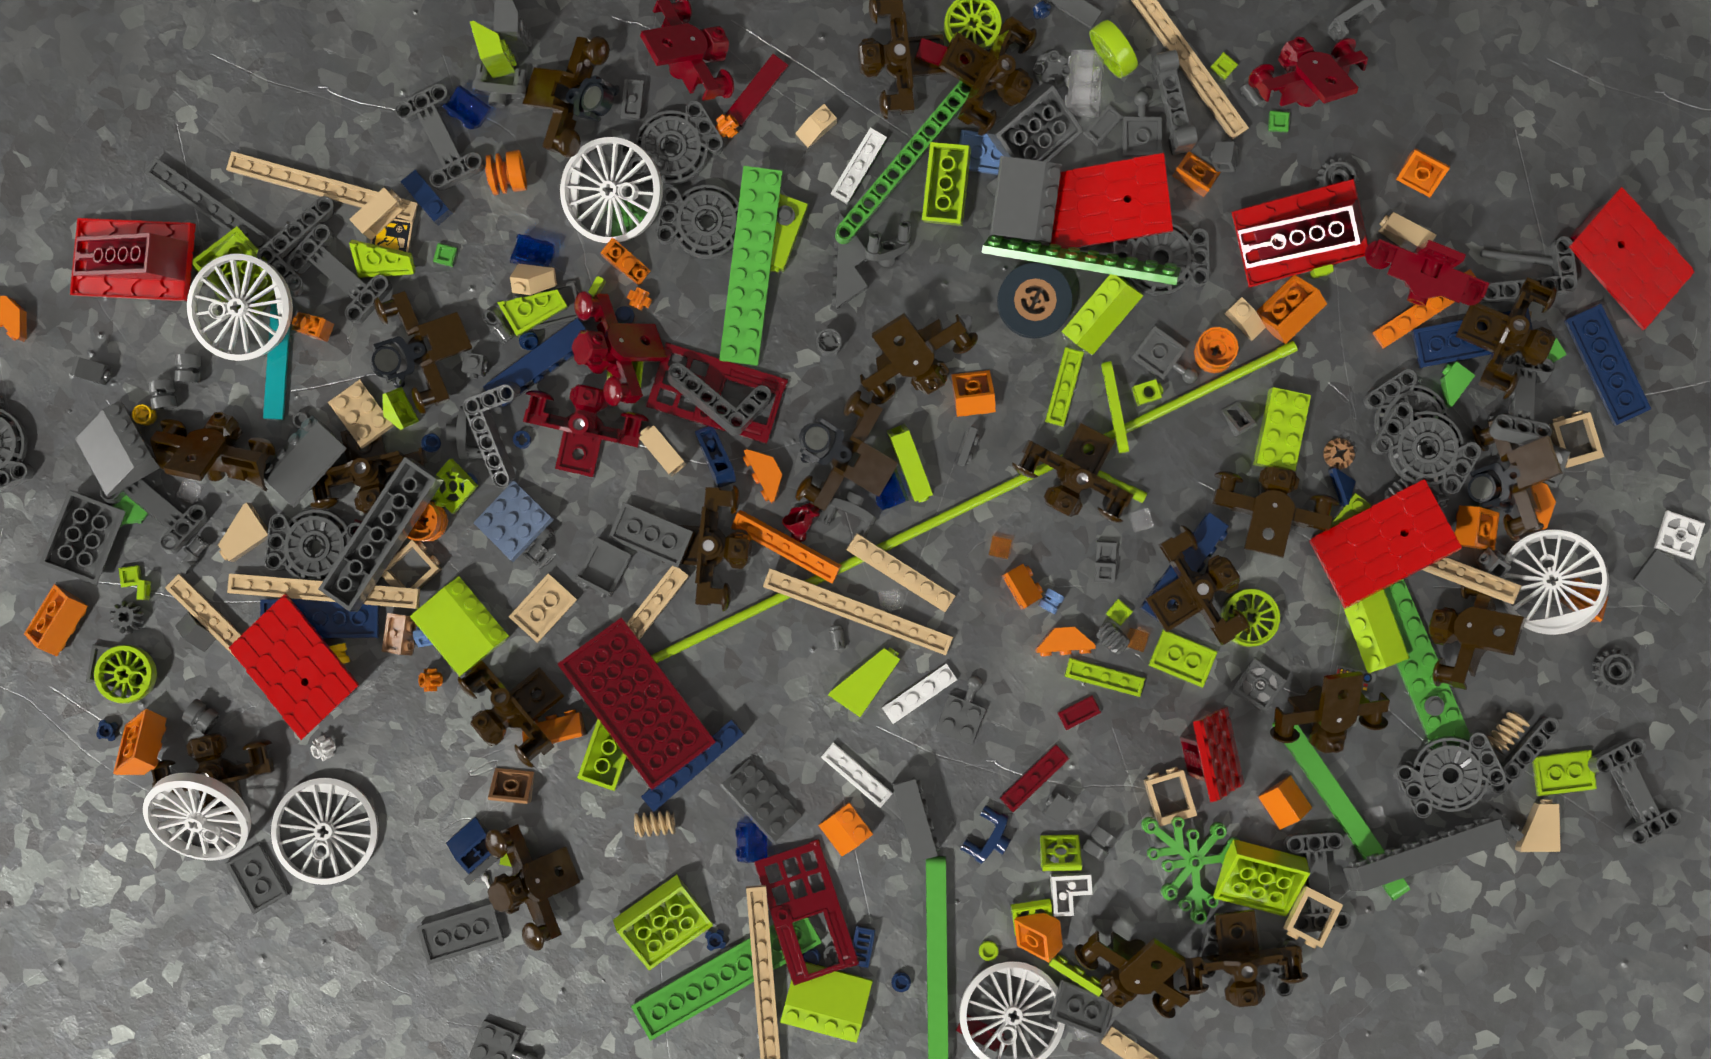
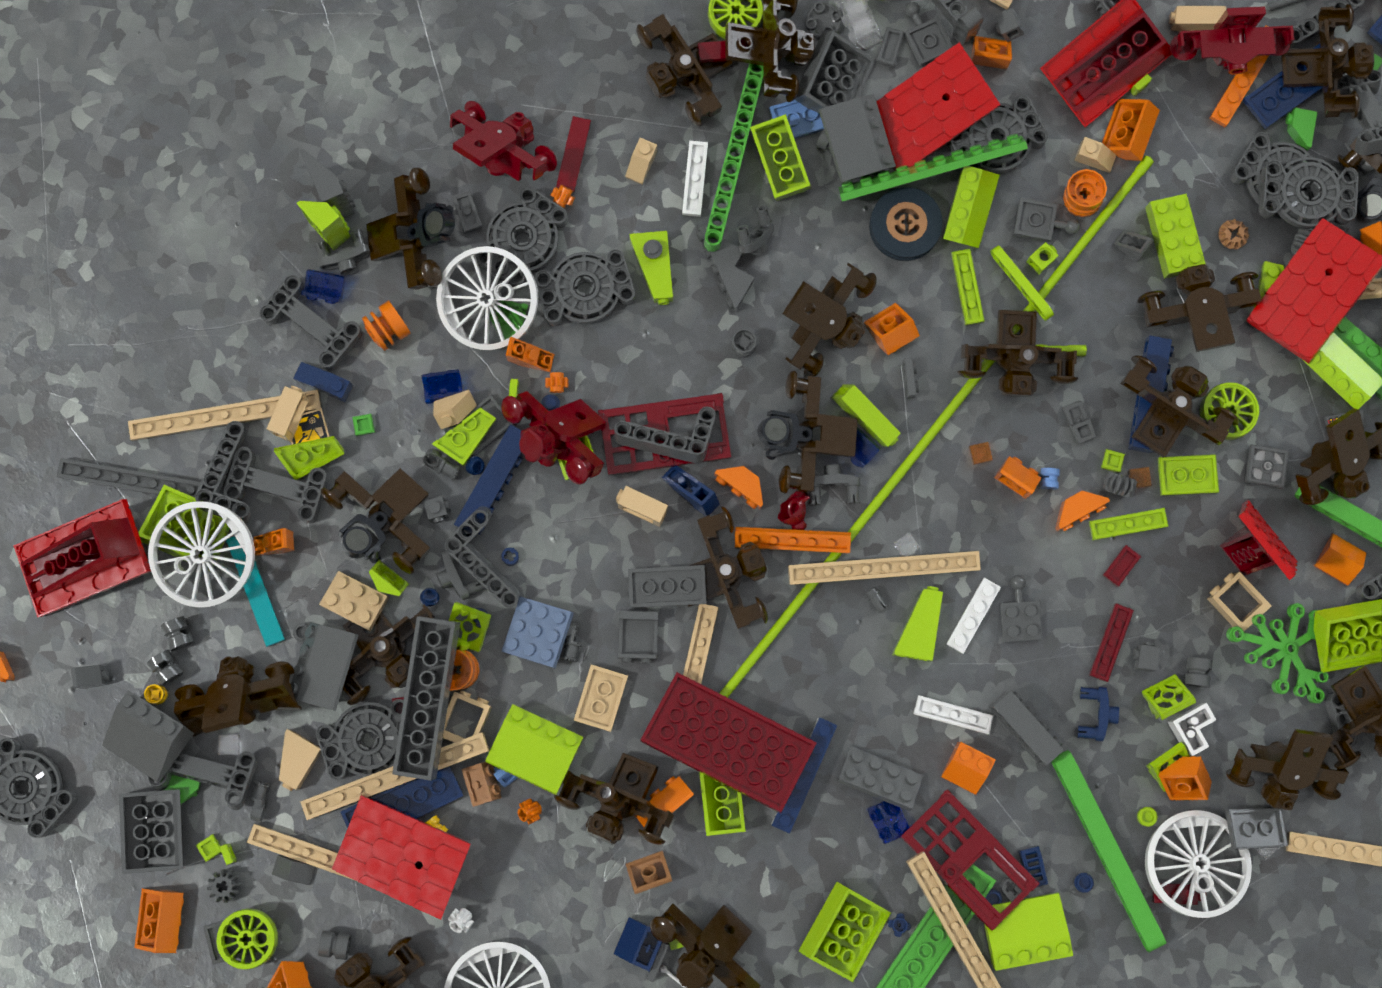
camera: 30 degrees left, 5 degrees down
(583, 428) = (561, 519): dark red piece -> none
(655, 824) = (794, 844): tan piece -> none
(751, 265) = (643, 306): bright green plate -> none
(900, 572) = (905, 515): tan plate -> none
(1076, 974) = (1237, 799): lime plate -> none
(1141, 520) = (1091, 371): clear tile -> none
(1343, 486) = (1250, 260): dark blue slope -> none

